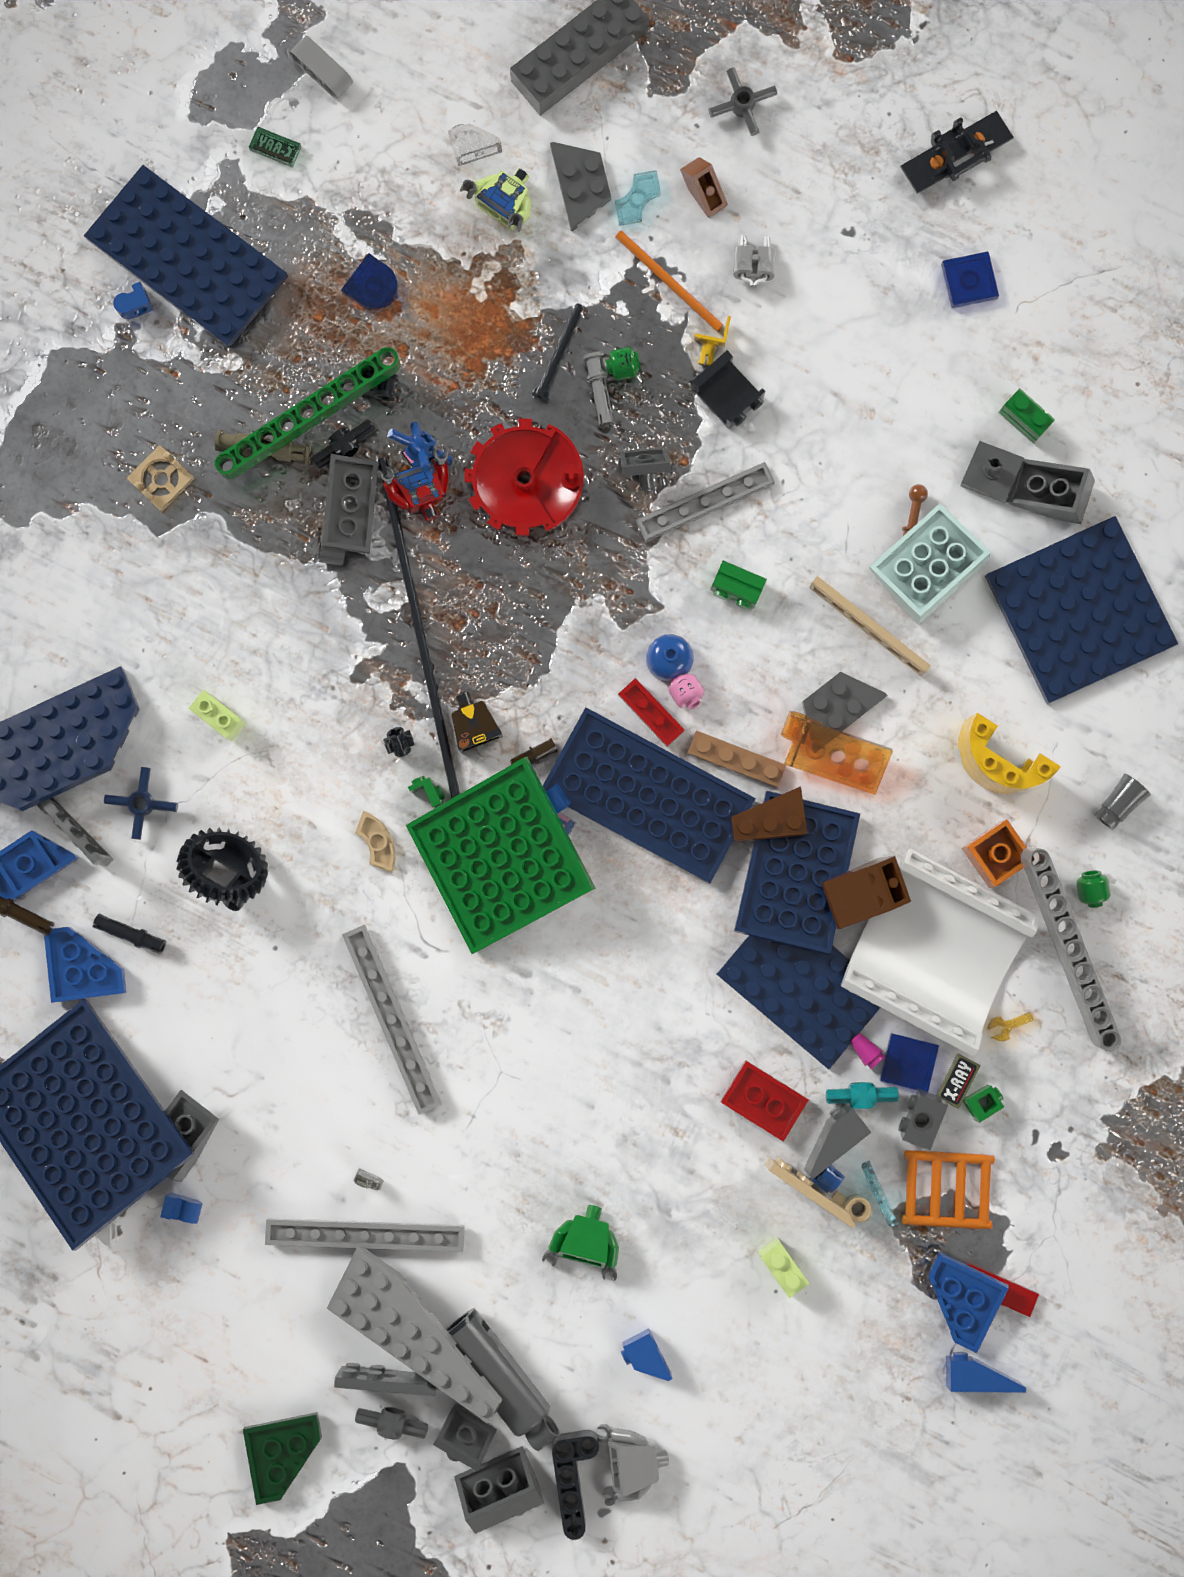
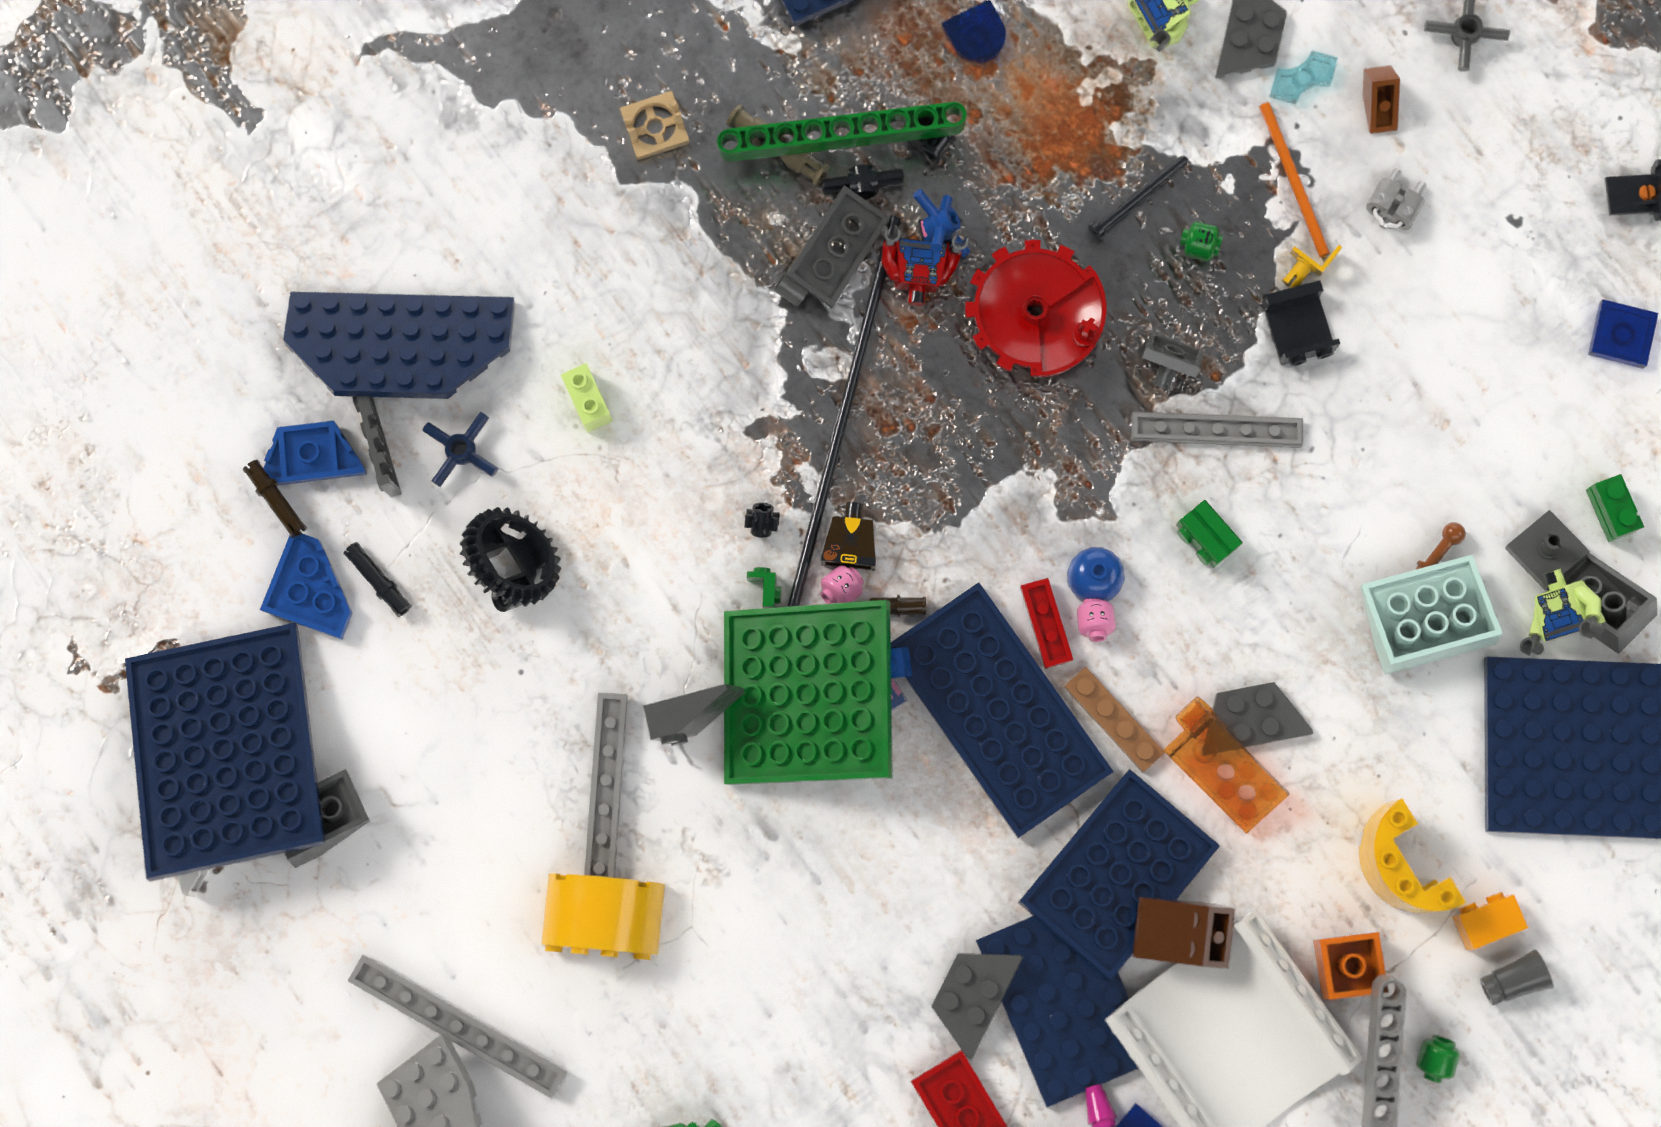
camera: 30 degrees right, 5 degrees down
(181, 1208) = (280, 896): blue leg -> none
(368, 1180) = (490, 968): clear smoke tile -> none
(379, 842) = (687, 614): tan tile -> none
(418, 918) = (687, 715): none -> dark grey slope
(431, 1099) = (602, 915): none -> yellow cylinder
(484, 761) = (841, 585): none -> bright pink head
(598, 377) = (1166, 243): light grey pin -> none
(735, 1016) = (974, 995): none -> dark grey wing
(772, 819) = (1120, 802): reddish brown wing -> none
(869, 626) = (1330, 649): tan tile -> none
(1027, 513) = (1563, 612): none -> torso
(1082, 769) = (1489, 921): none -> light orange brick

